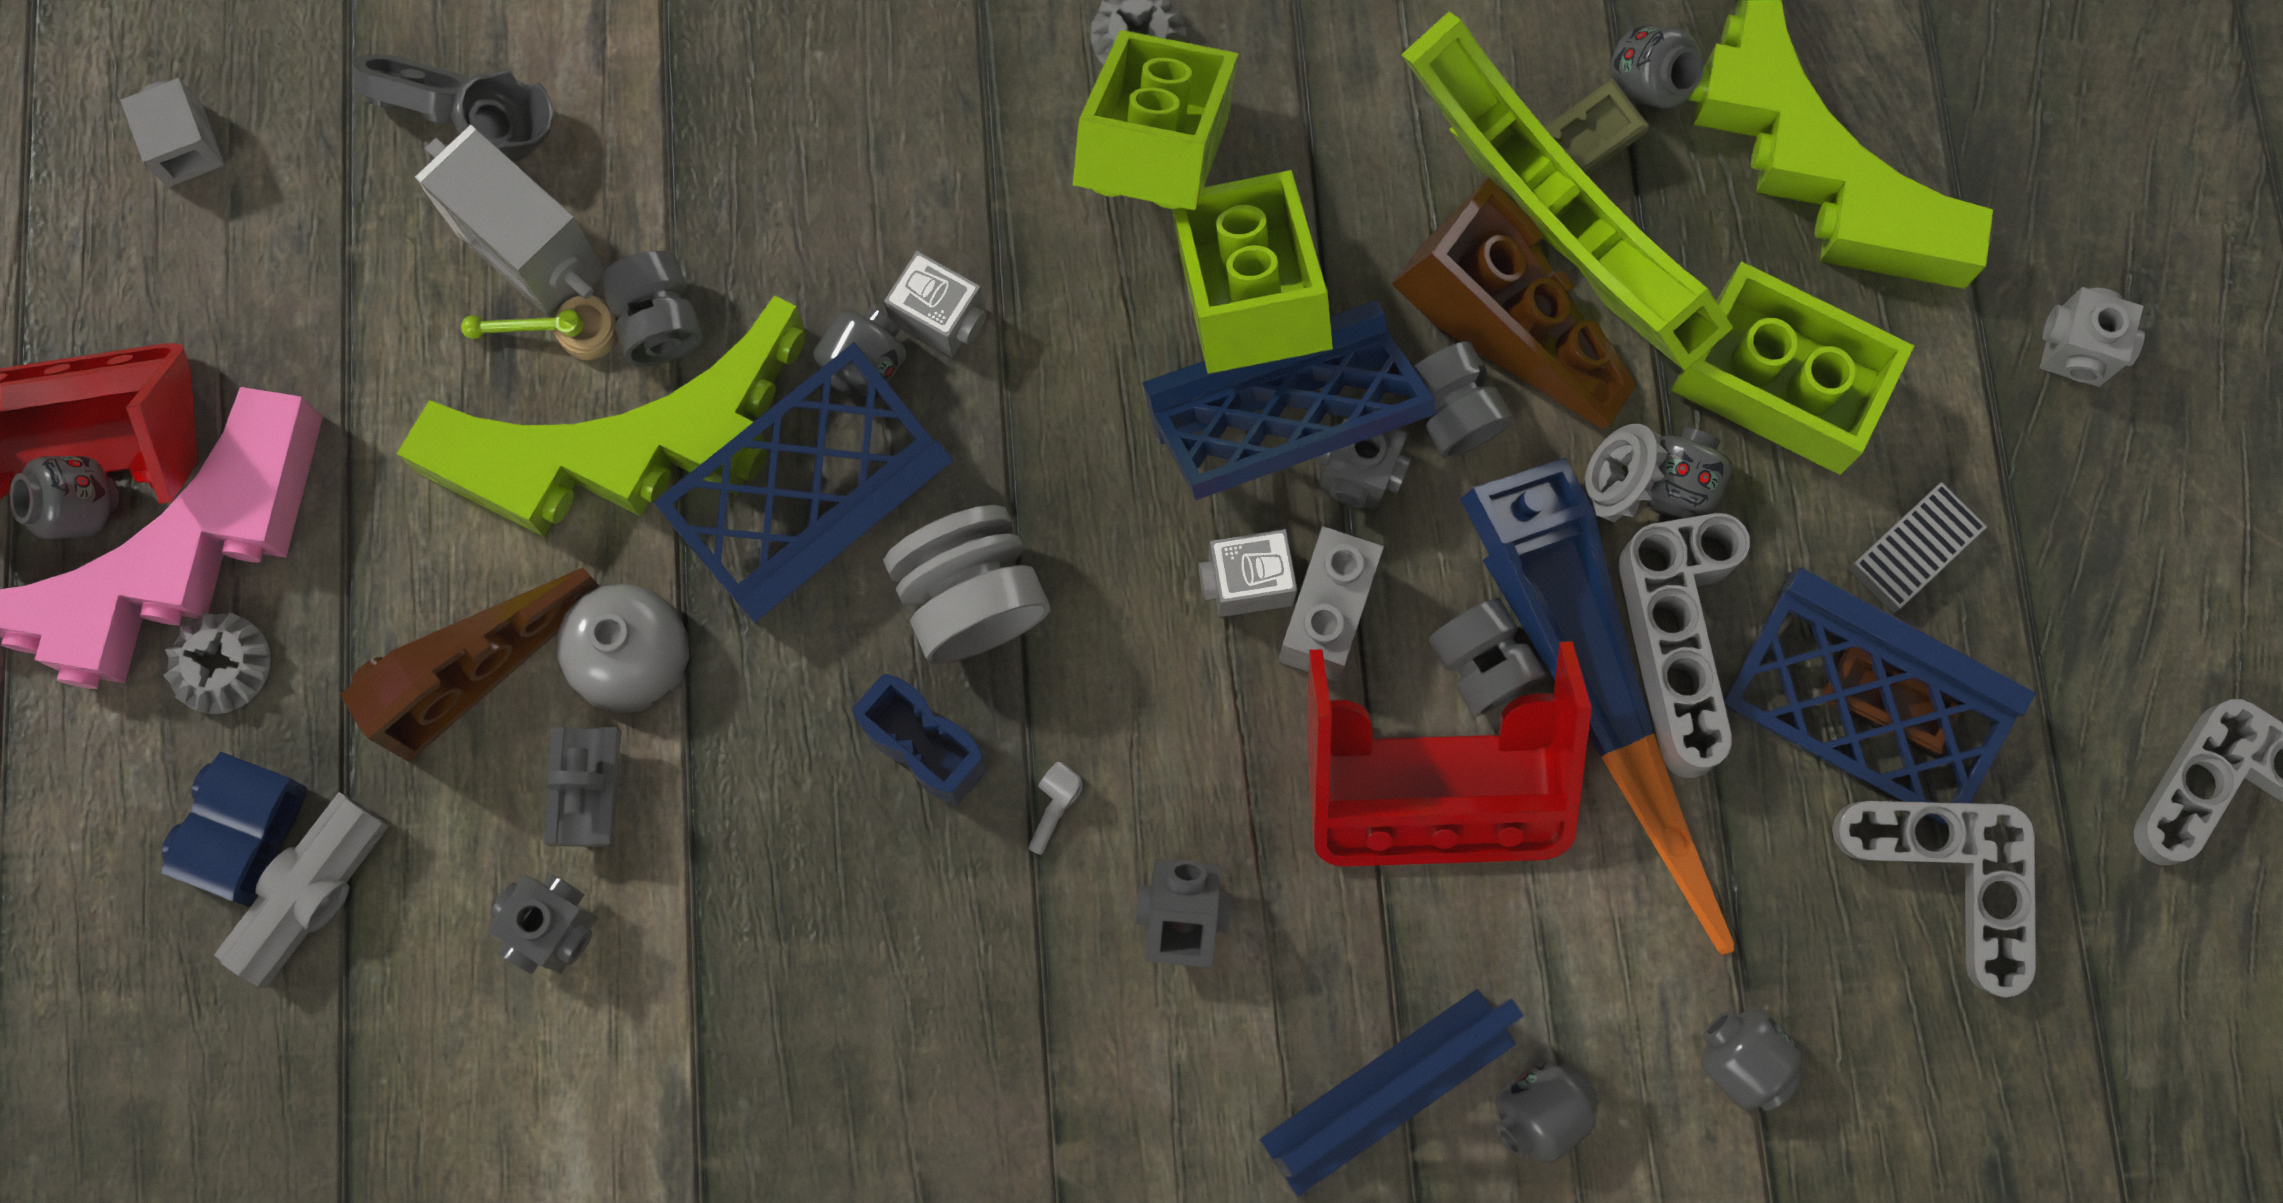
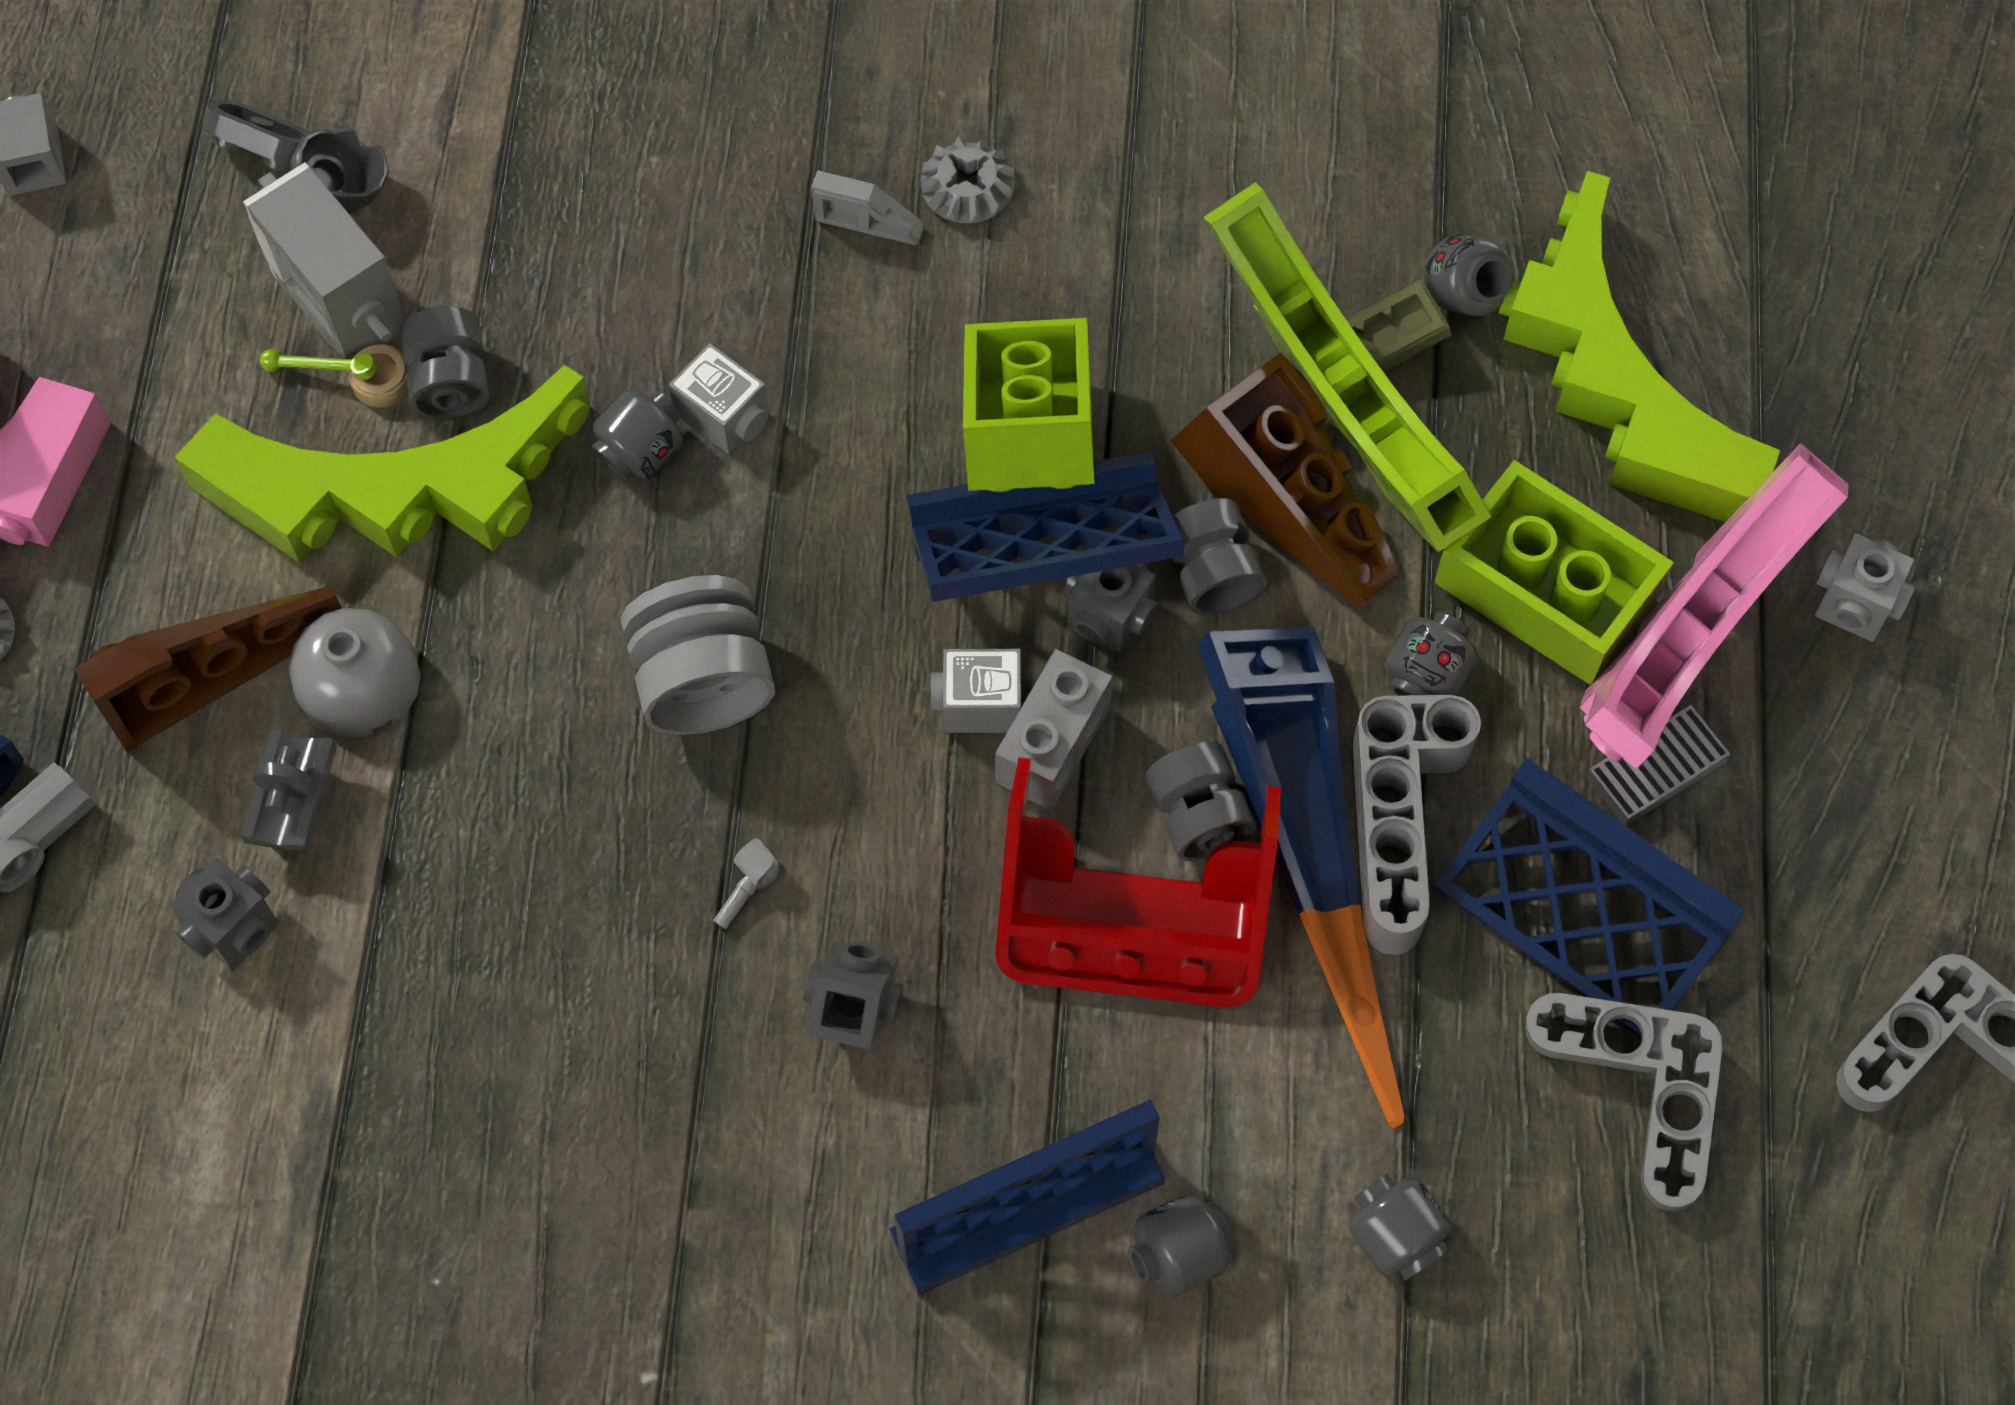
camera: 10 degrees right, 10 degrees down
(841, 523) = (587, 587): dark blue fence -> none
(905, 730) = (626, 795): dark blue brick -> none
(1037, 79) = (863, 208): none -> light grey tile
(1155, 120) = (961, 253): lime brick -> none
(1604, 480) = (1368, 646): light grey gear -> none
(1909, 696) = (1621, 904): reddish brown tile -> none
(1971, 333) = (1732, 569): none -> bright pink arch

